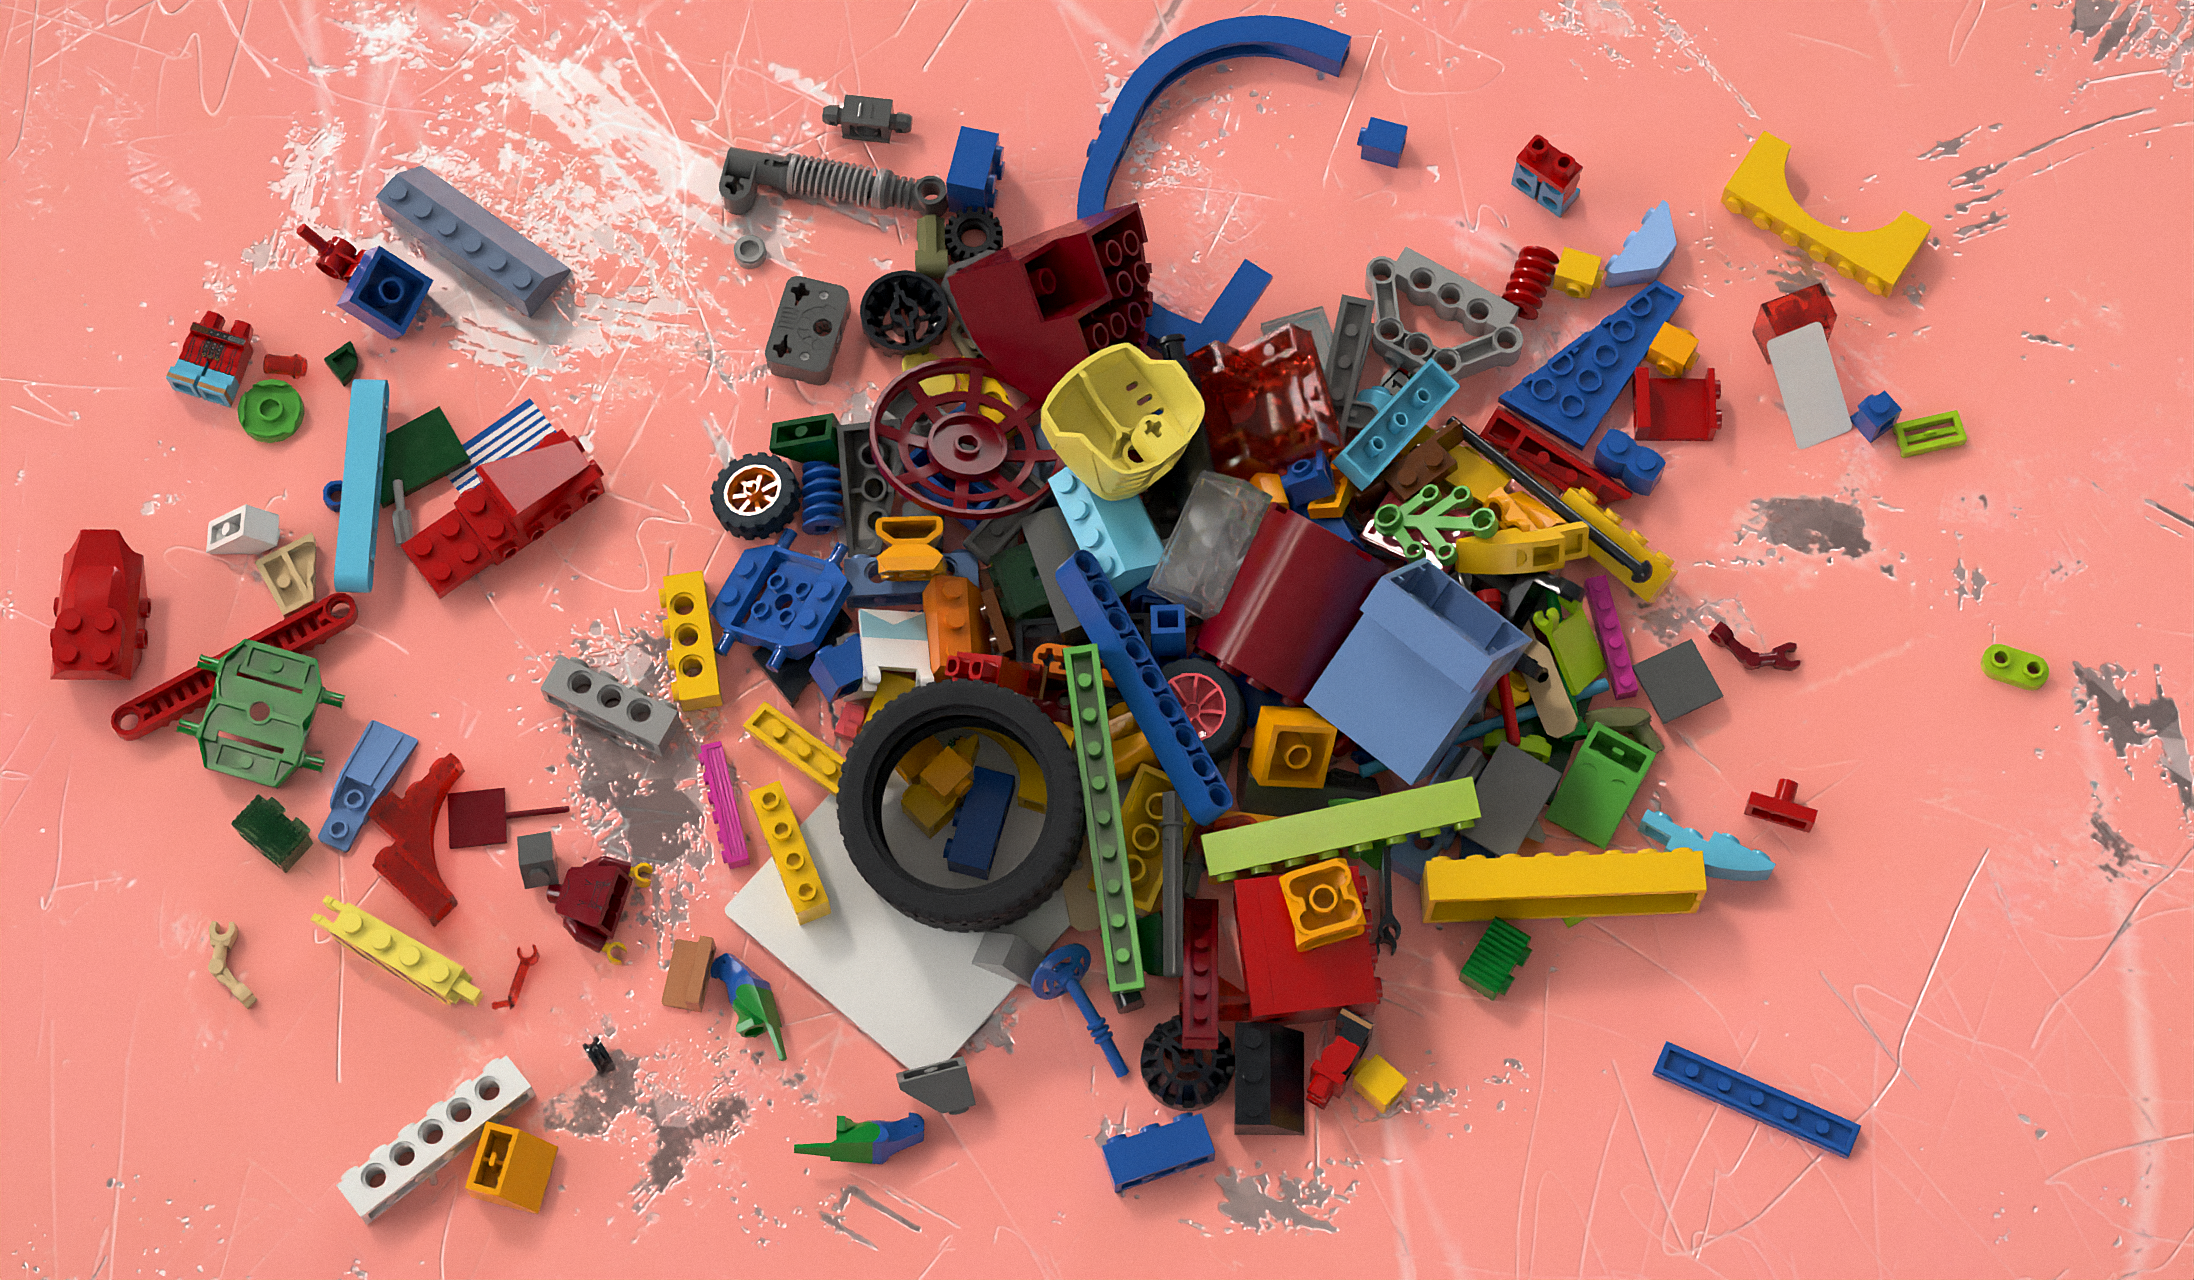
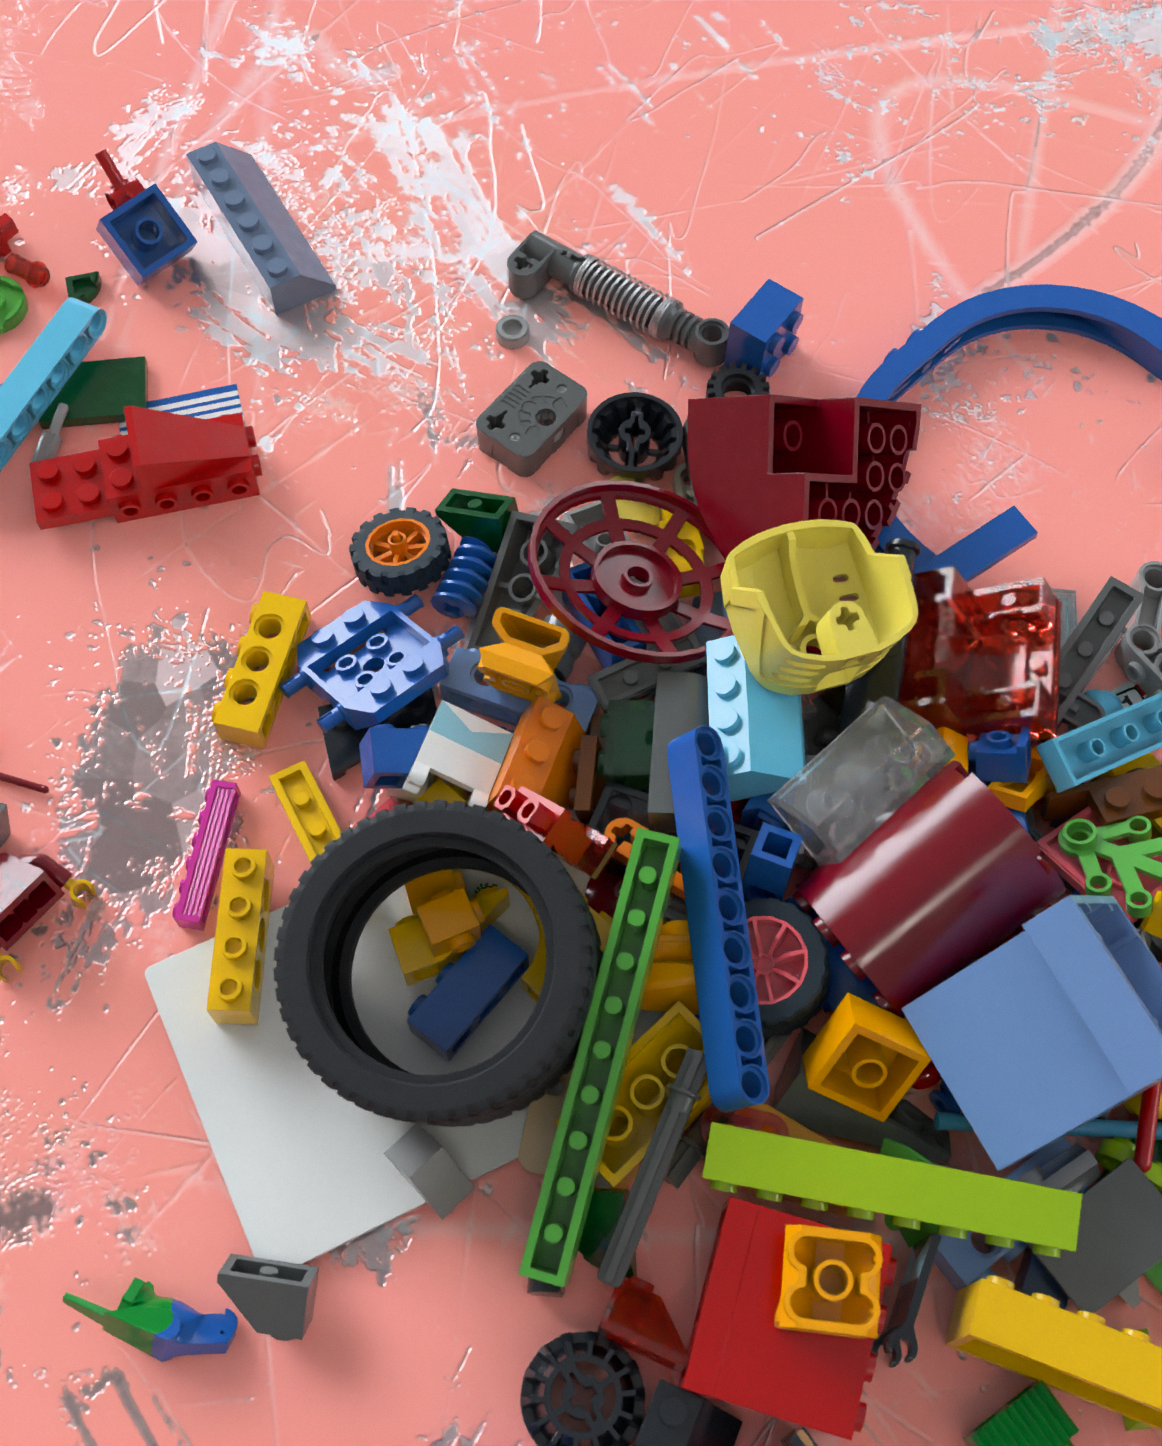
camera: 20 degrees right, 5 degrees down
(650, 734) = (174, 746): light grey brick -> none
(689, 974) = (71, 1027): nougat panel -> none
(750, 999) = (117, 1090): green animal -> none
(867, 118) = (681, 255): dark grey piece -> none
(932, 254) = (690, 385): olive piece -> none
(1069, 981) = (482, 1230): blue dish -> none
(1200, 974) = (638, 1306): dark red tile -> none

